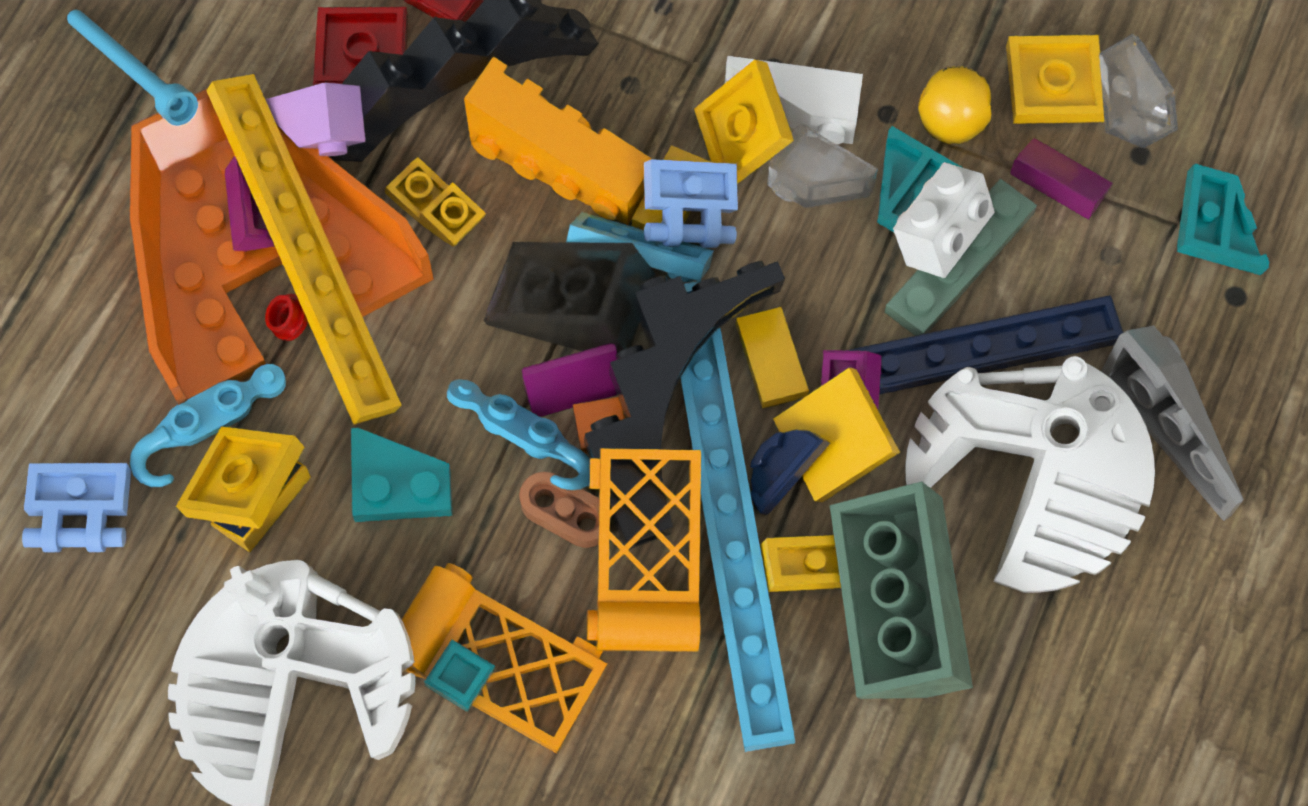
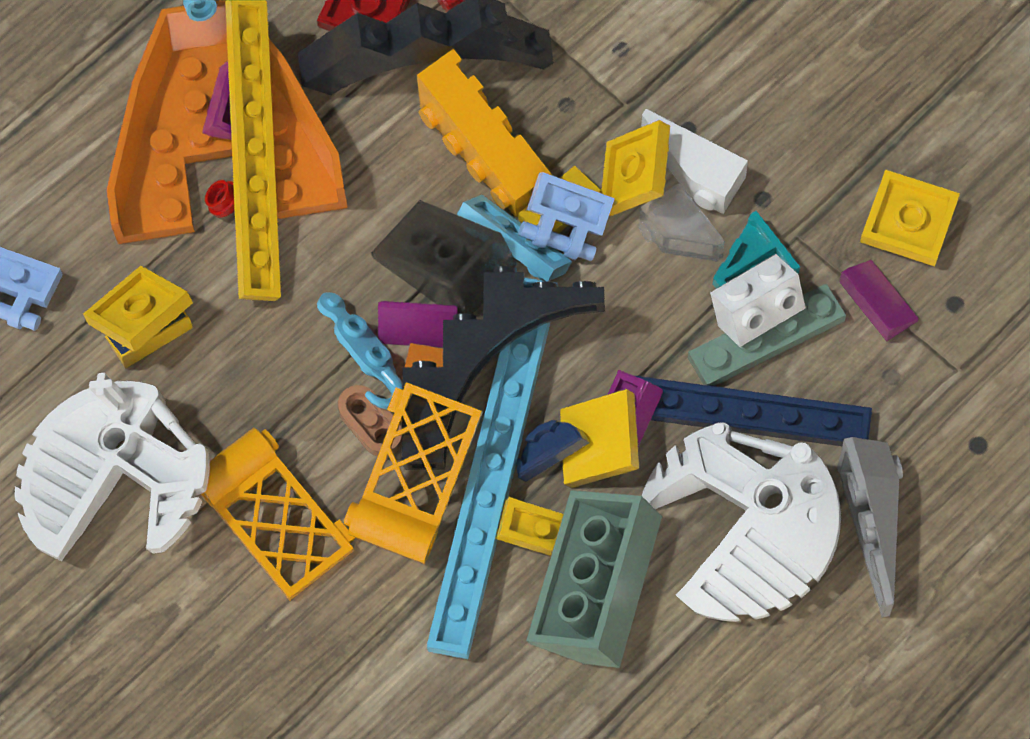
camera: 25 degrees right, 0 degrees up
(203, 417) = (130, 252): medium azure piece -> none
(321, 117) = (304, 52): lavender slope -> none
(396, 481) = (254, 353): teal wing -> none
(433, 203) = (371, 147): yellow slope -> none
(459, 675) = (238, 515): teal tile -> none
(771, 357) = (580, 361): yellow tile -> none
(955, 105) = (815, 211): yellow helmet -> none
(1136, 94) = (965, 253): clear slope -> none
(1217, 222) = (988, 380): teal wing -> none

